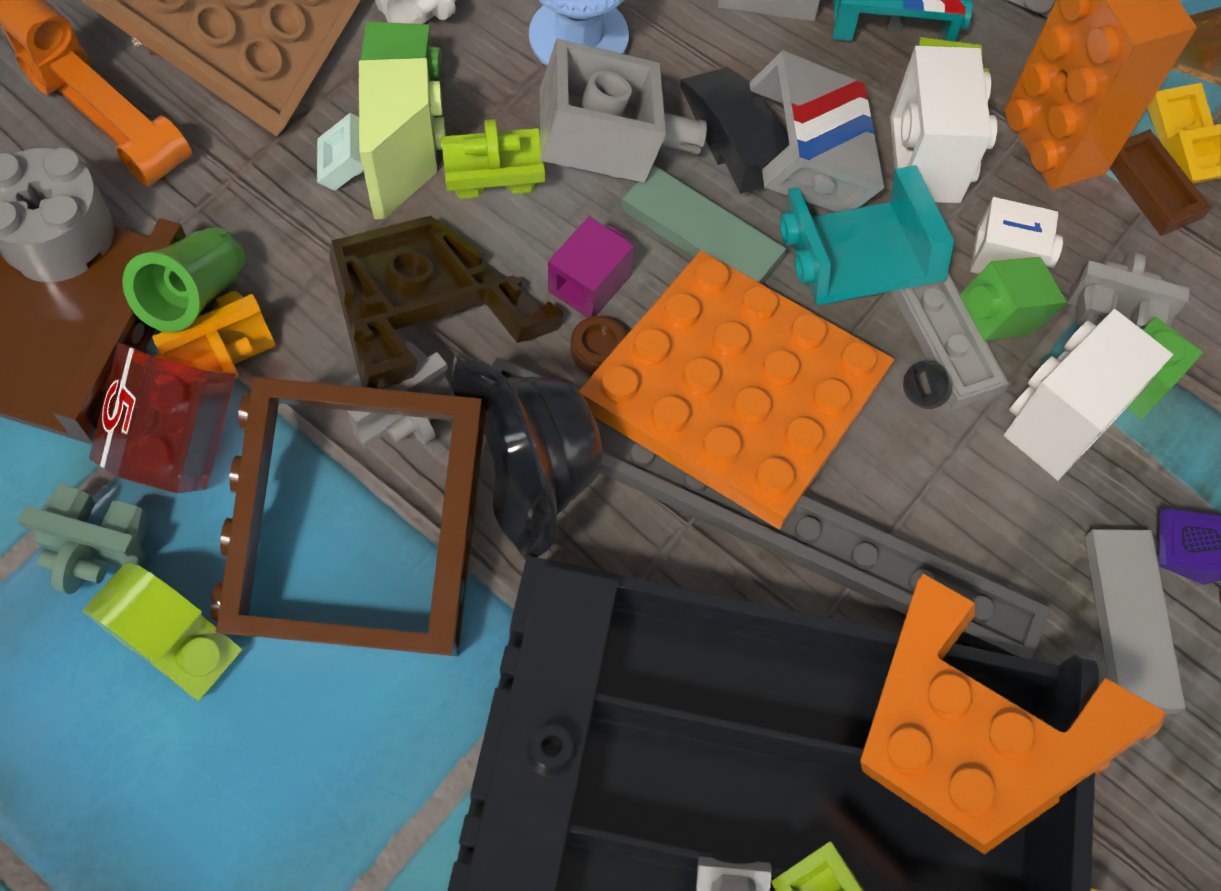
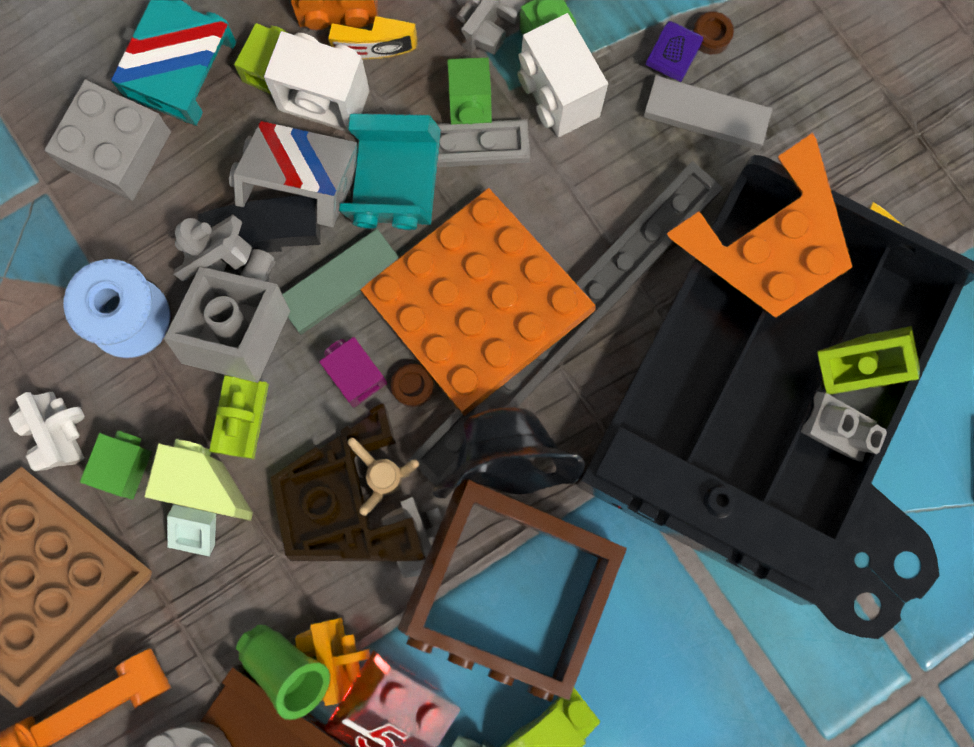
camera: 70 degrees left, 15 degrees up
(467, 332) = (382, 475): none -> tan plant
(684, 74) = (207, 245): none -> light grey hips
(938, 380) = (513, 165): black hinge -> none
(1016, 232) = (421, 68): white brick -> none
(1019, 176) = (385, 40): none -> yellow slope

